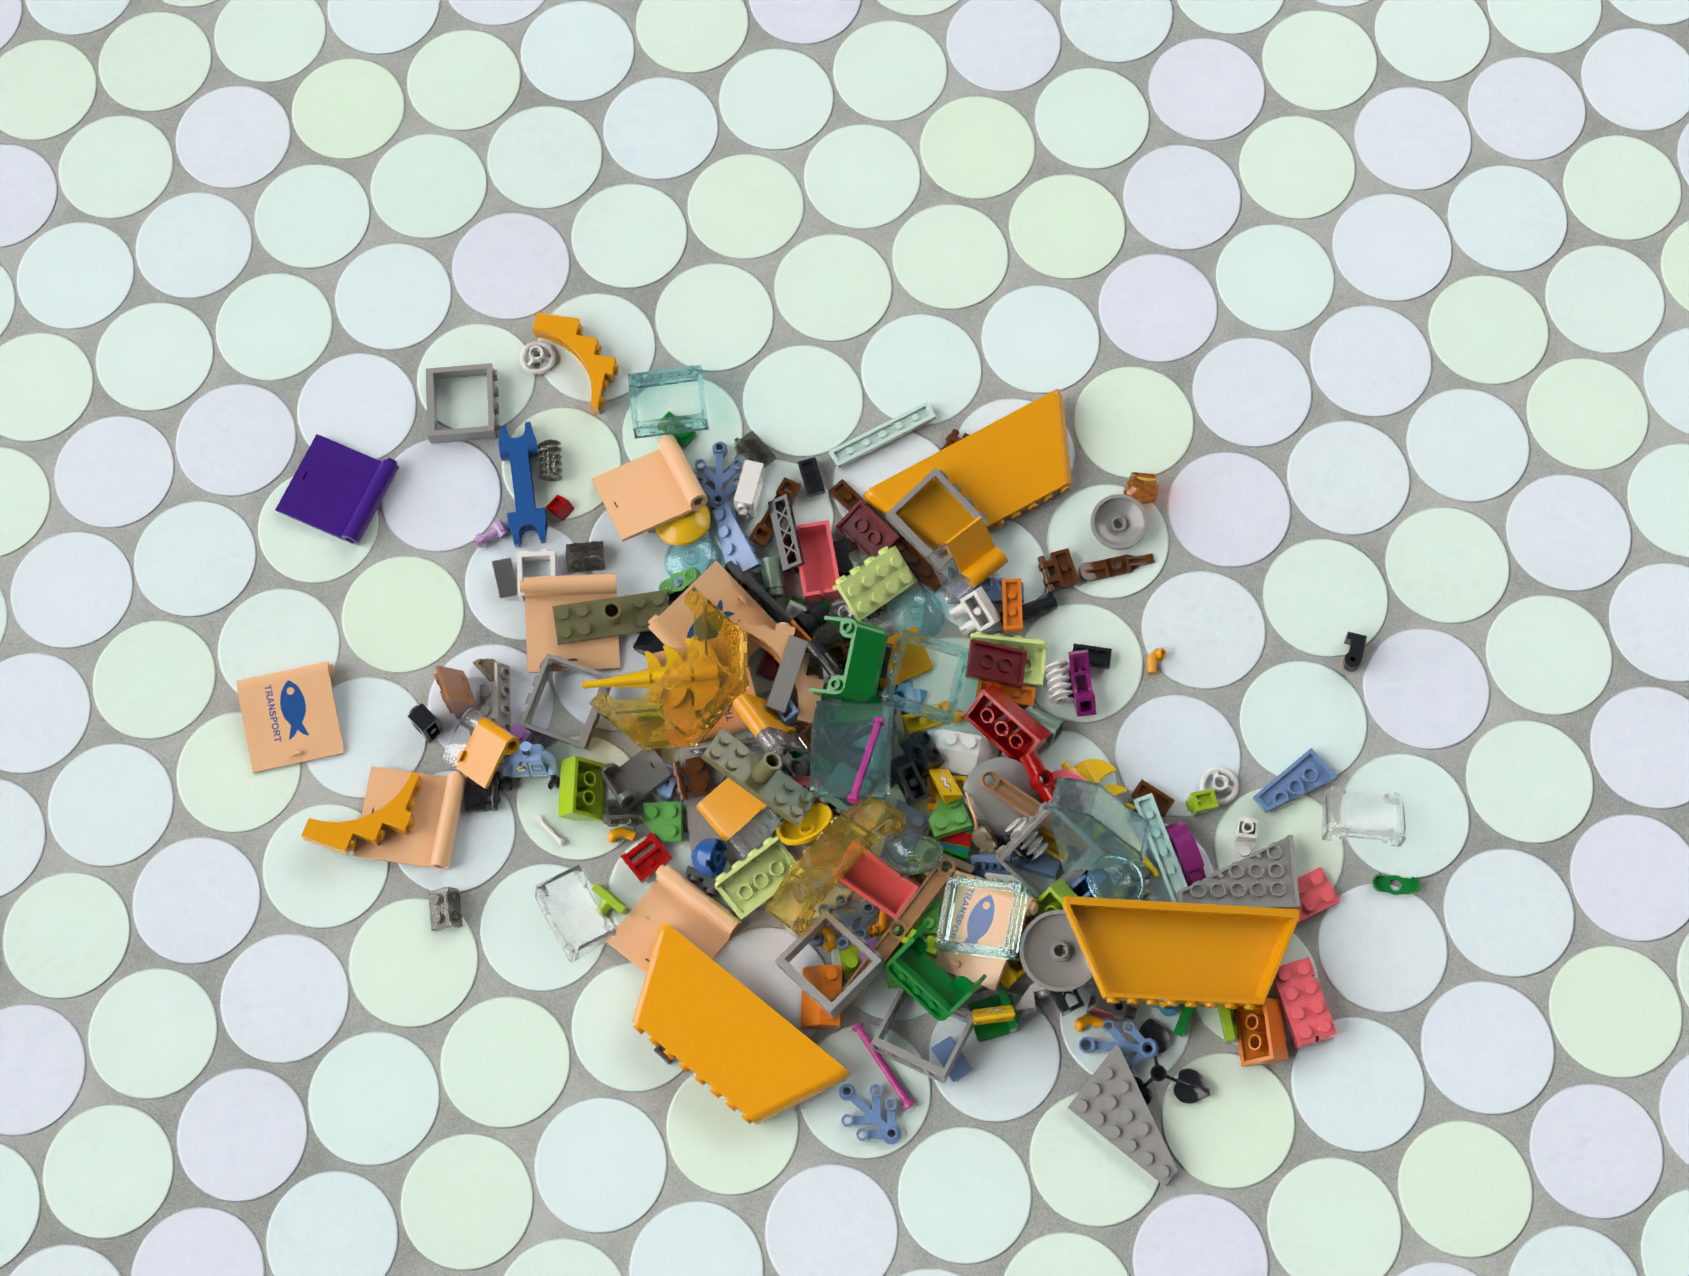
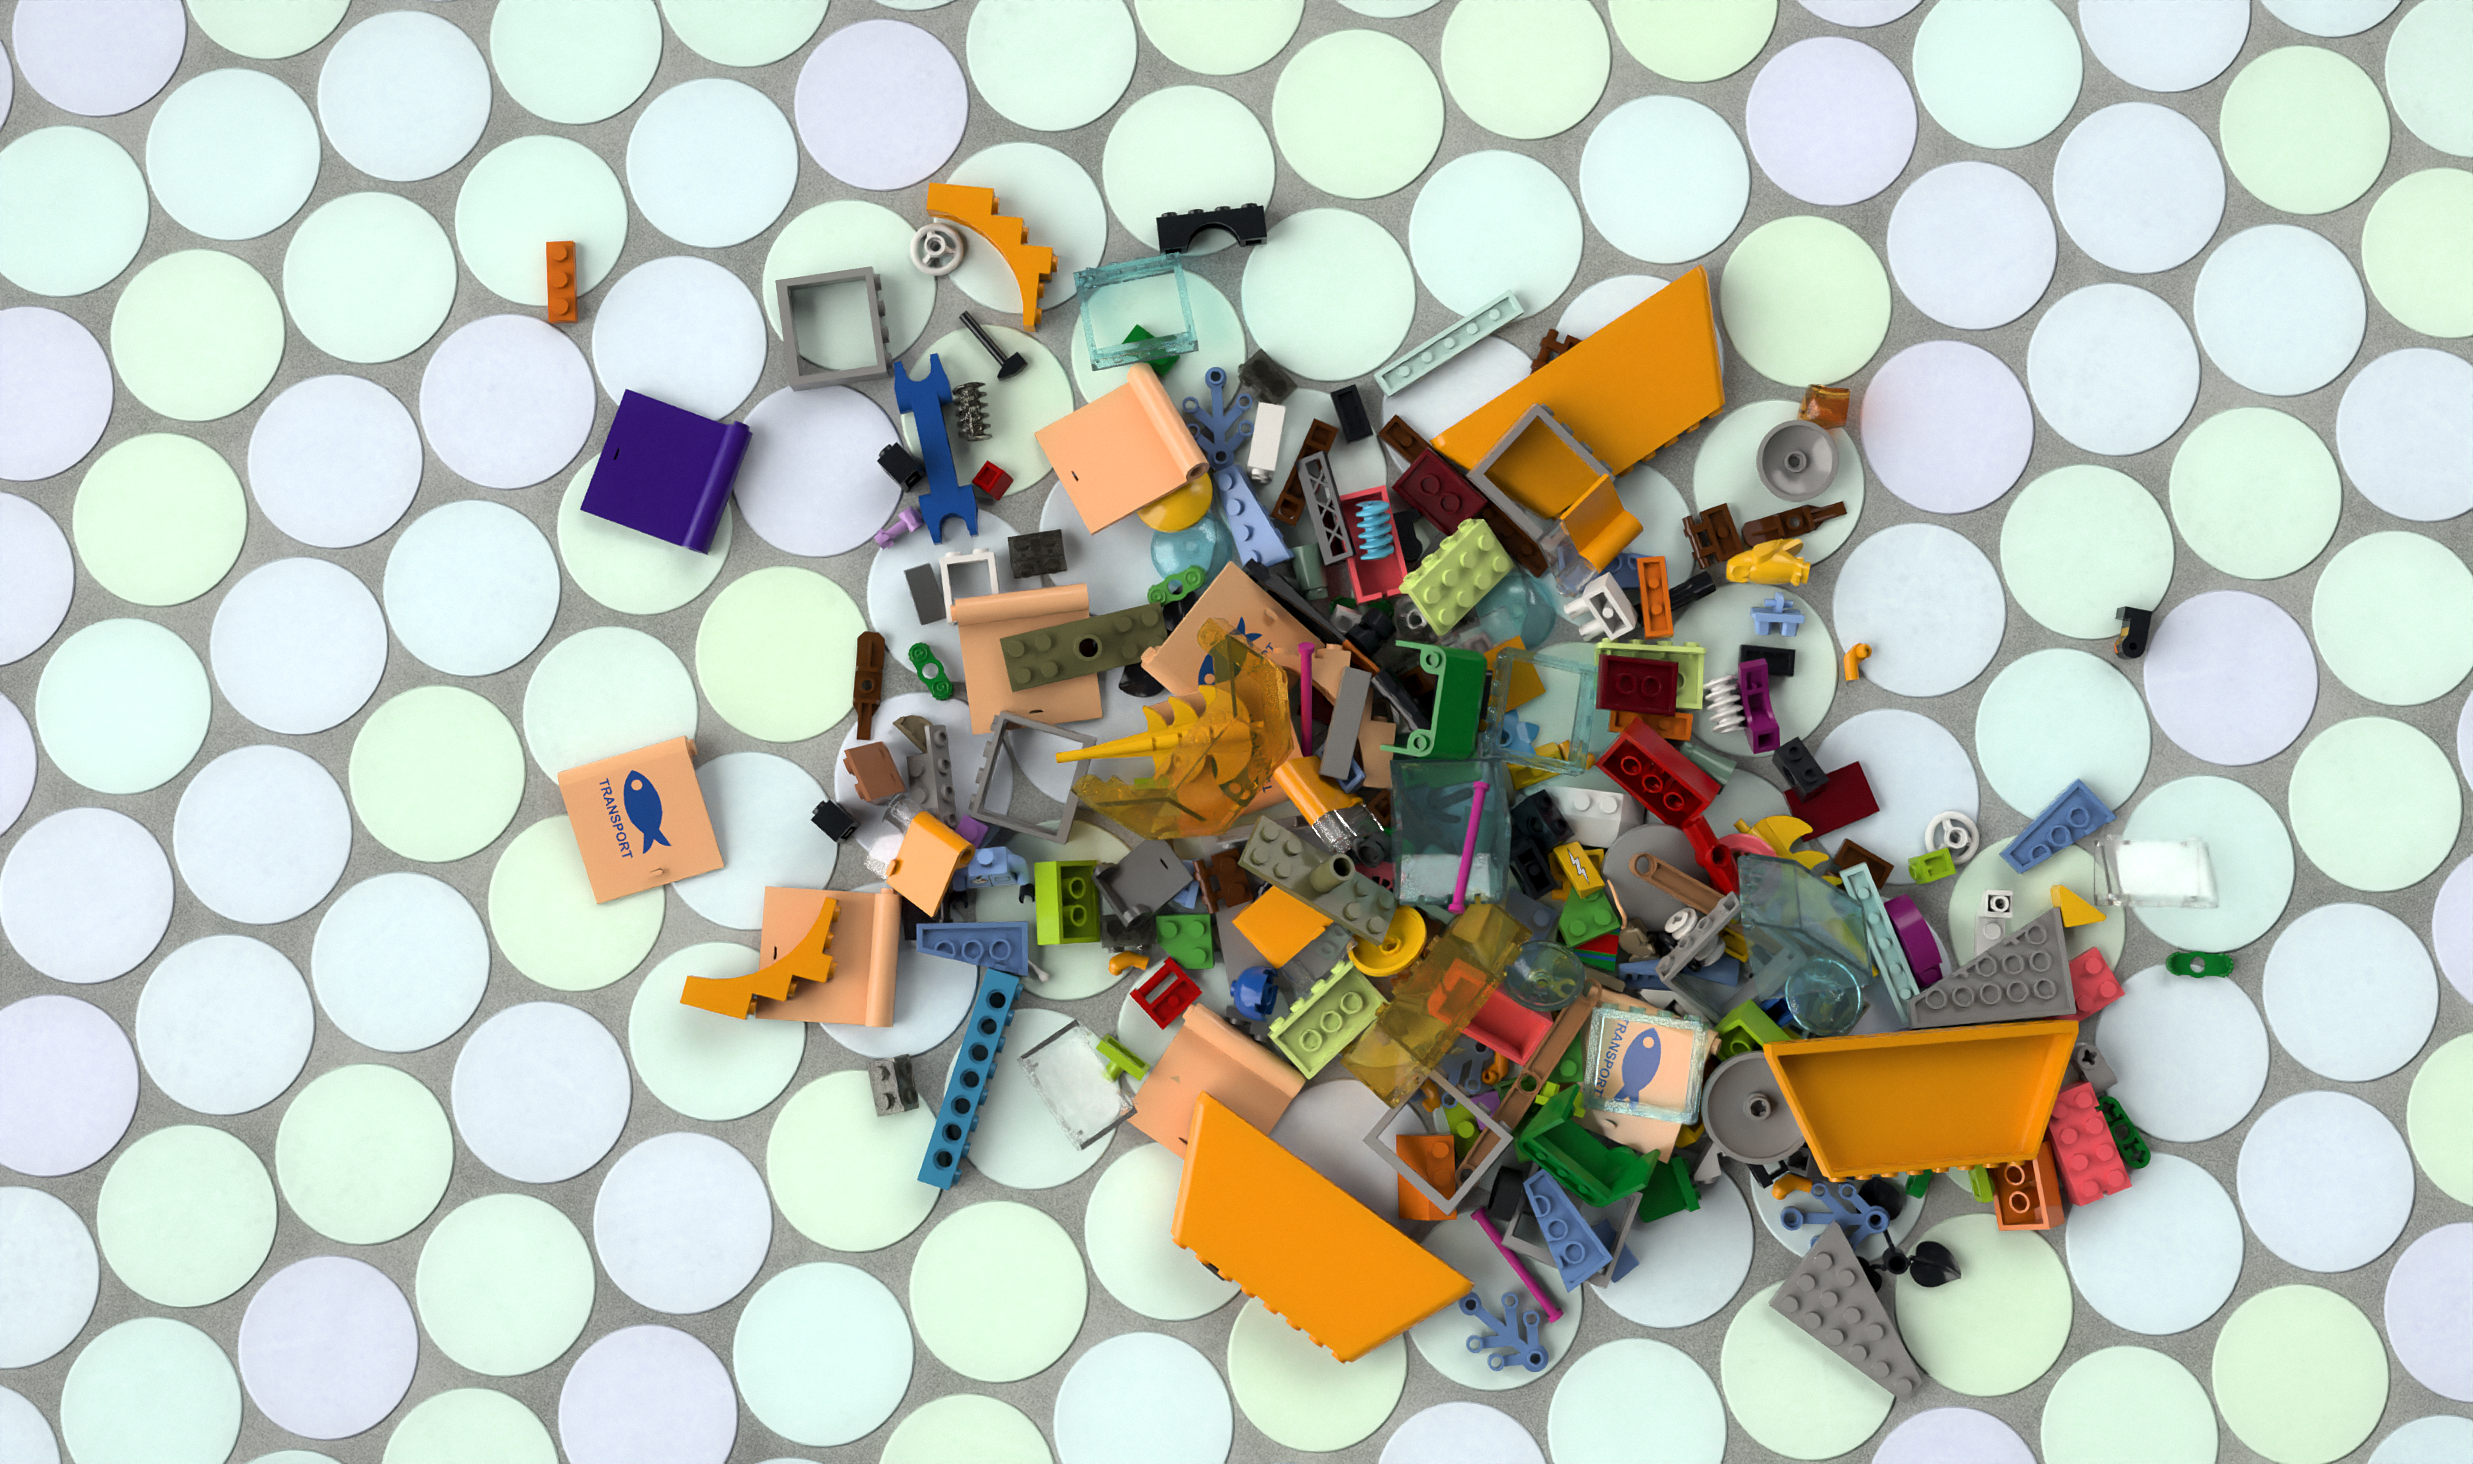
camera: 15 degrees left, 15 degrees up
(282, 365) = (562, 282): none -> orange plate
(460, 625) = (868, 667): none -> reddish brown piece
(497, 492) = (900, 466): none -> black brick
(508, 639) = (940, 685): none -> green piece
(515, 812) = (987, 944): none -> medium blue wing
(523, 842) = (932, 1170): none -> dark azure brick
(579, 434) = (1010, 366): none -> black piece
(746, 350) = (1243, 223): none -> black arch
(761, 655) = (1306, 650): none -> dark pink bar
(817, 547) = (1375, 530): none -> medium azure piece
(877, 1010) = (1505, 1193): none -> black tyre
(917, 1035) = (1569, 1237): none -> medium blue wing
(993, 1015) = (1668, 1195): yellow slope -> none
(1096, 589) = (1770, 564): none -> yellow animal
(1109, 628) = (1788, 617): none -> light blue hips
(1109, 729) = (1800, 770): none -> black brick
(1133, 754) = (1843, 802): none -> dark red tile
(1305, 839) = (2074, 909): none -> yellow slope
(1315, 951) = (2093, 1068): none -> light grey piece
(1346, 1011) = (2125, 1152): none -> green beam

